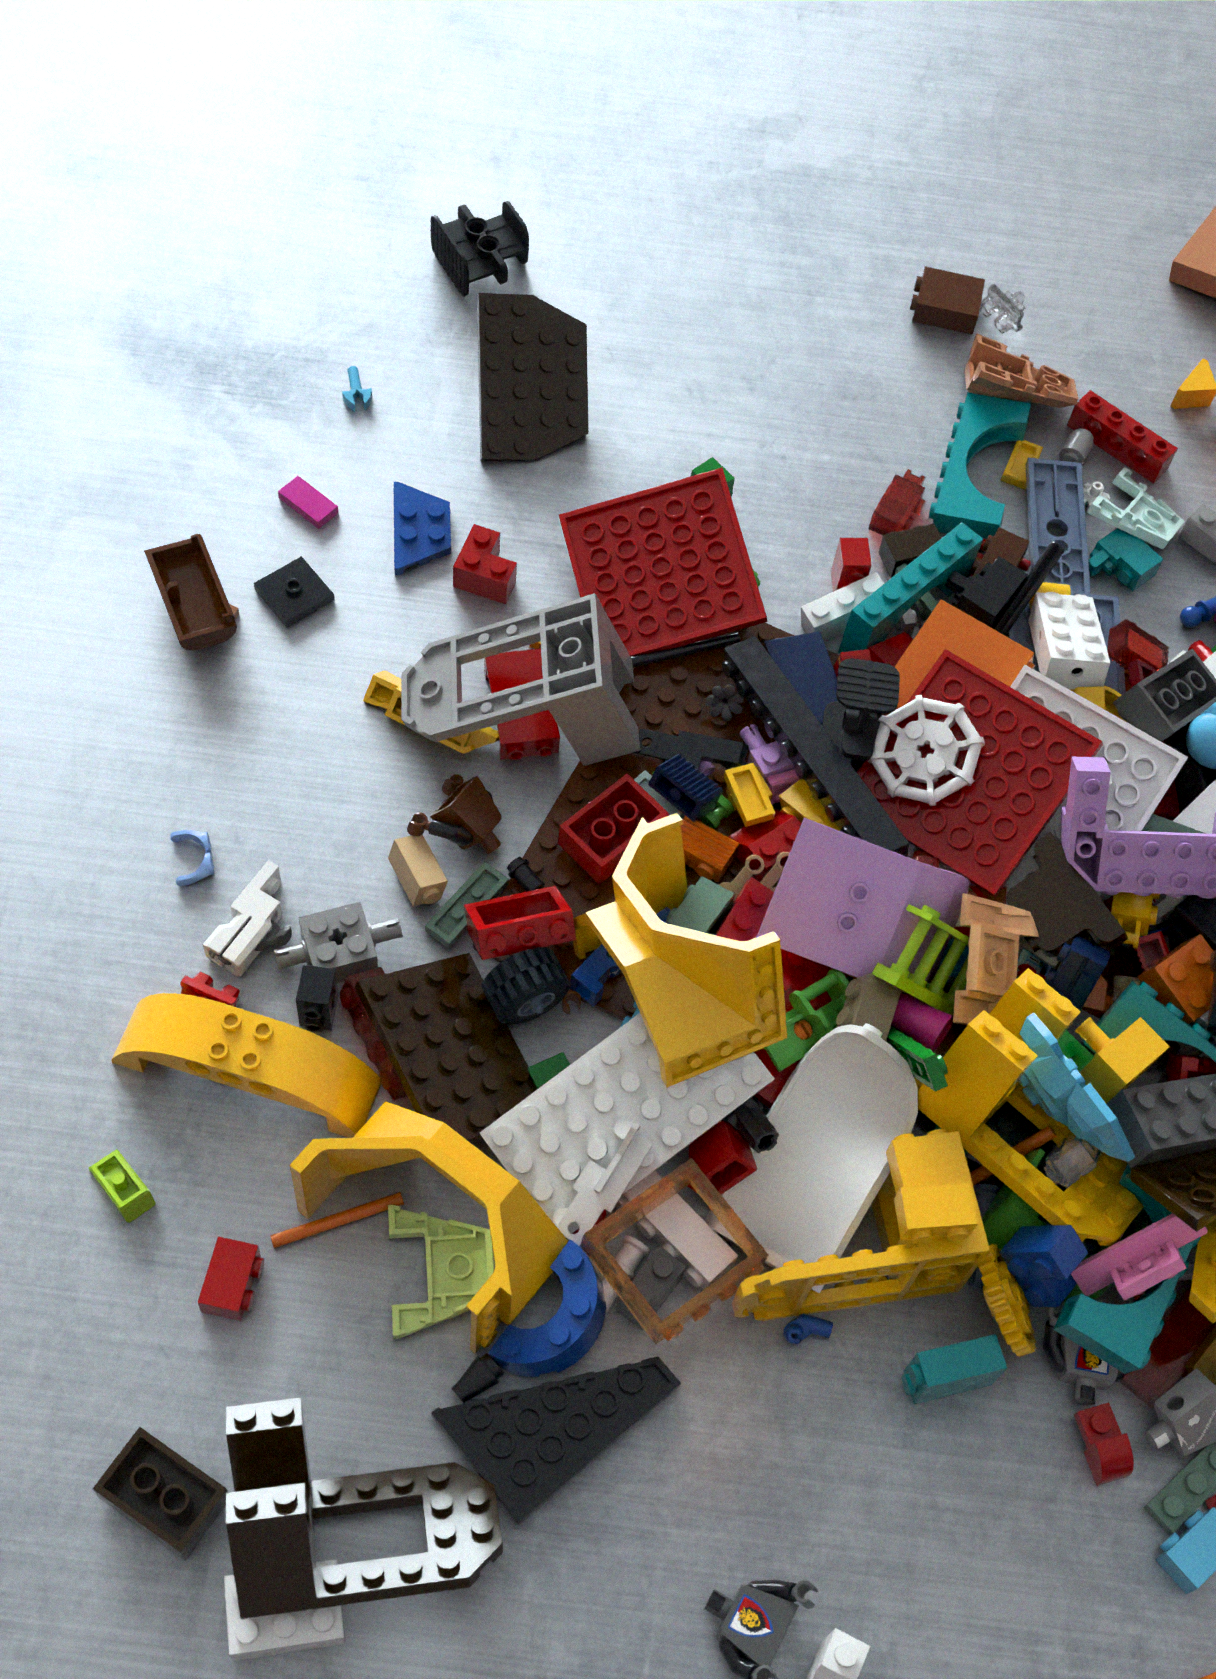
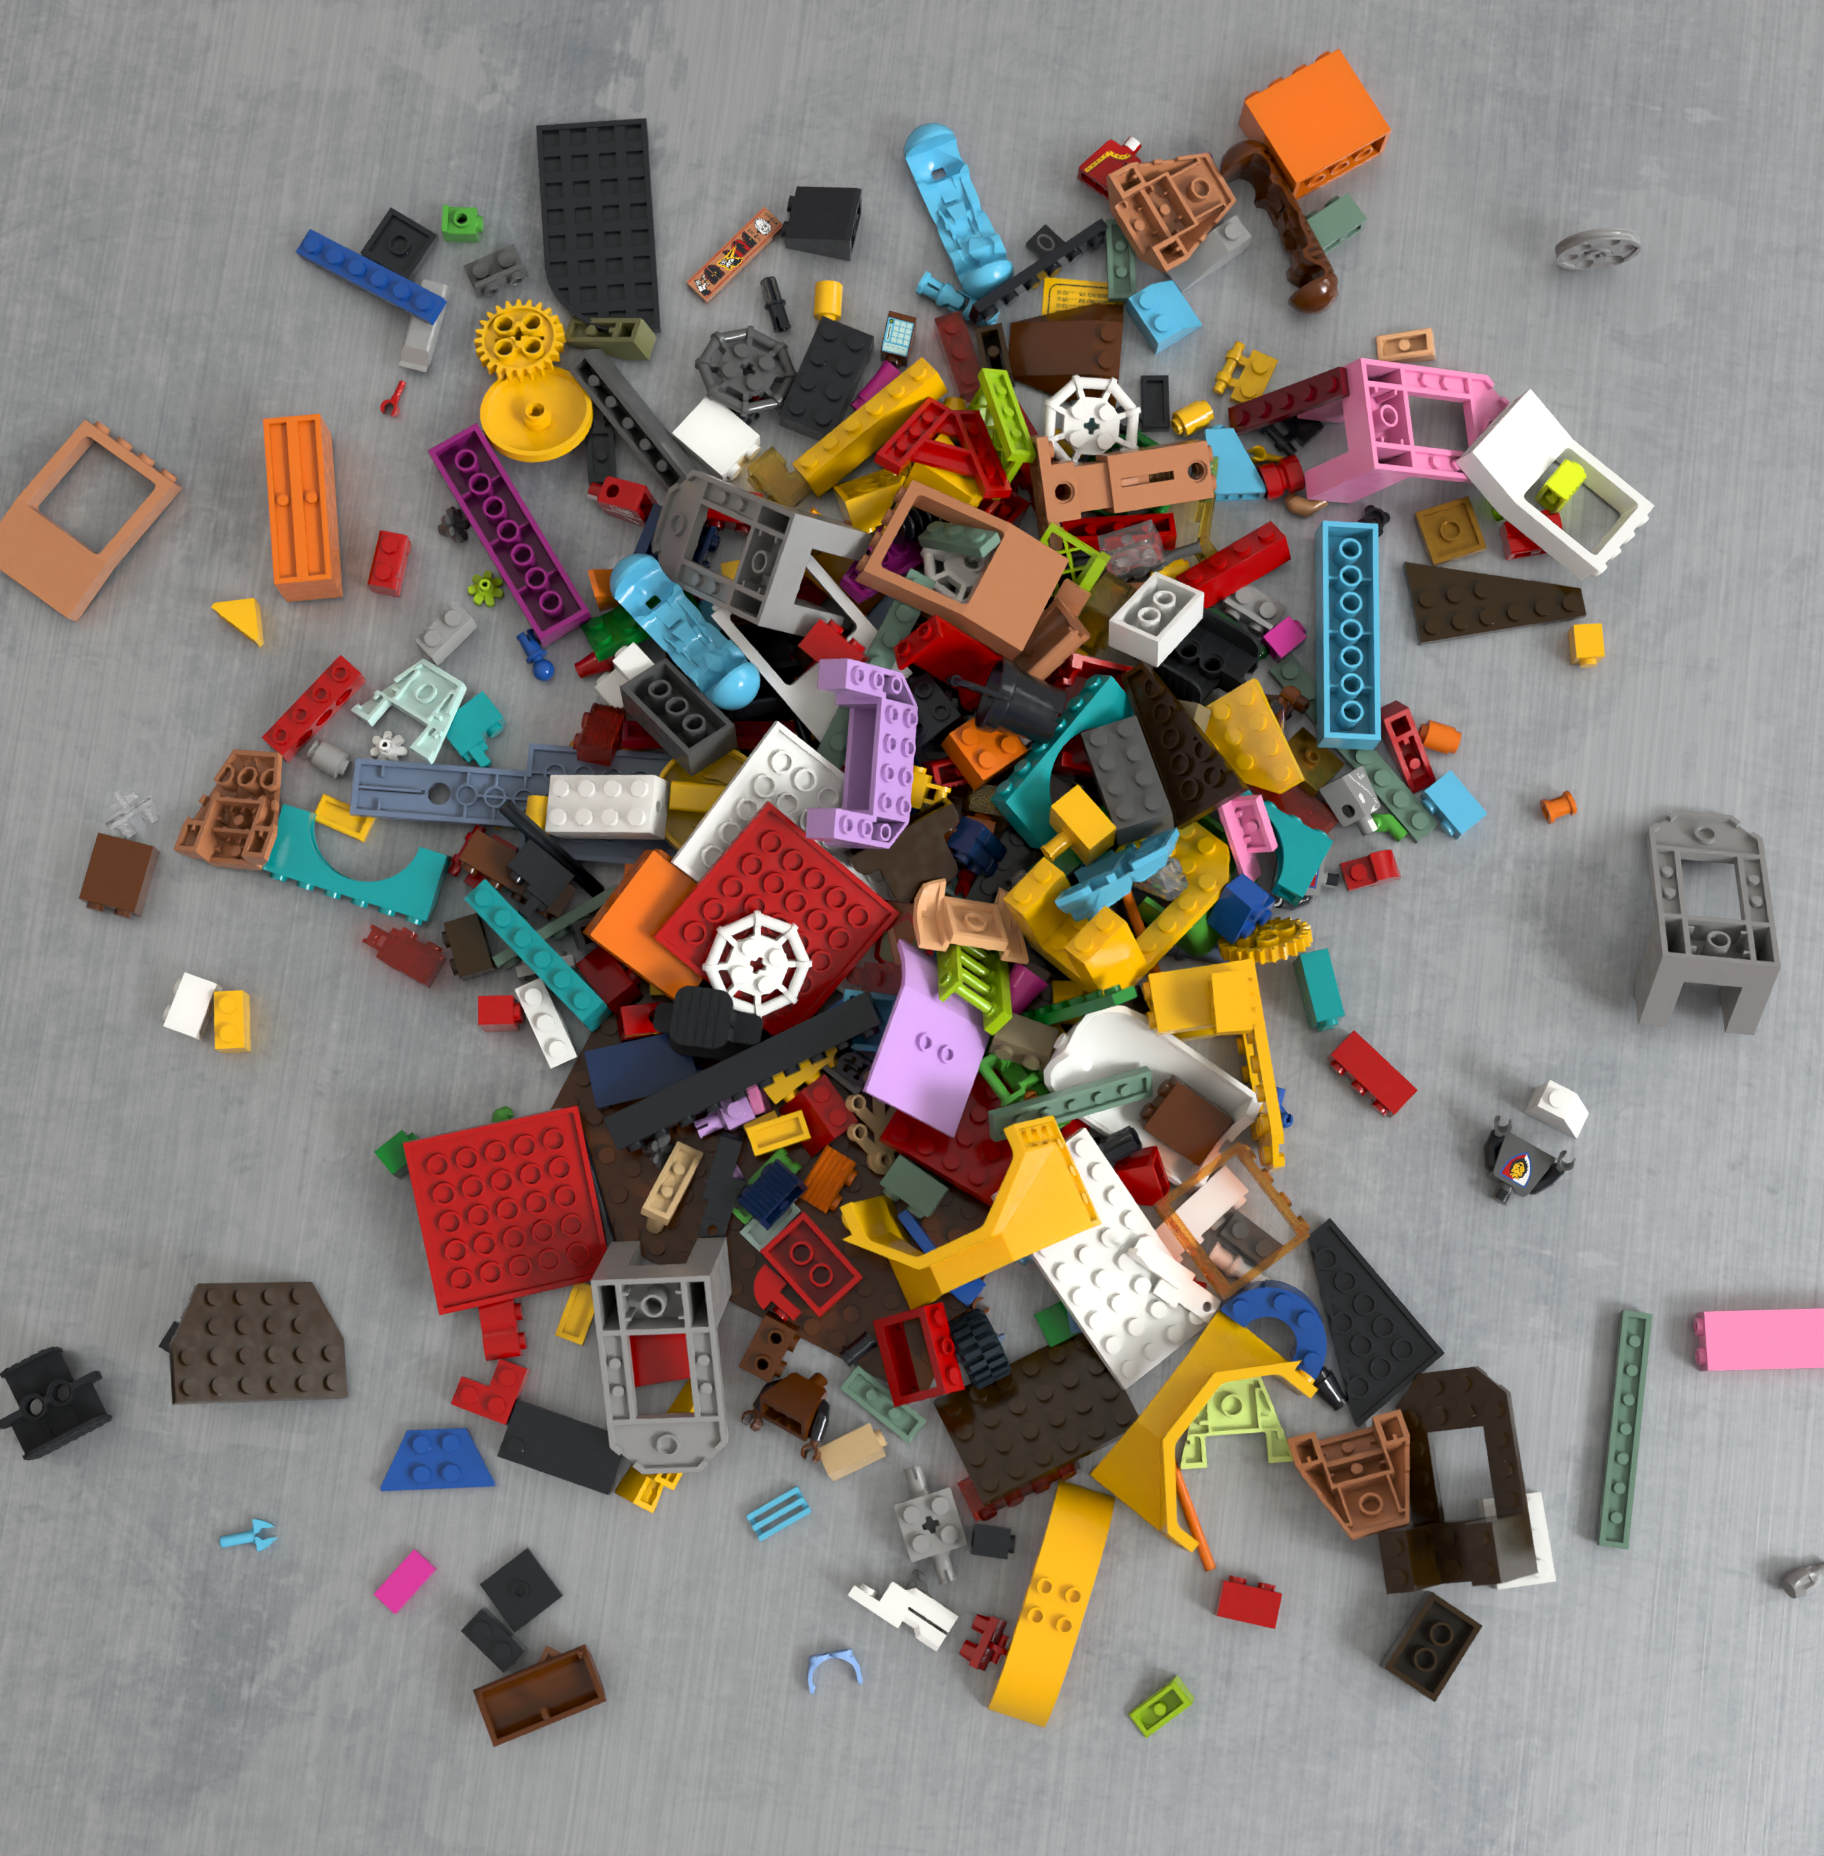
camera: 85 degrees left, 20 degrees up
(247, 563) = (494, 1639): none -> black brick
(347, 791) = (756, 1526): none -> medium azure tile
(371, 1397) = (1360, 1474): none -> nougat wedge
(431, 611) = (561, 1447): none -> black brick
(528, 796) = (769, 1347): none -> reddish brown brick
(545, 574) = (501, 1330): none -> red brick
(579, 792) = (768, 1289): none -> red brick
(688, 703) = (670, 1186): none -> tan piece
(789, 1204) = (1185, 1120): none -> reddish brown brick
(807, 1083) = (1075, 1101): none -> sand green plate
(824, 374) = (232, 1021): none -> yellow brick
(835, 349) = (191, 1006): none -> white brick
(854, 1438) = (1371, 1075): none -> red brick
(1163, 1469) = (1388, 823): none -> bright green arm

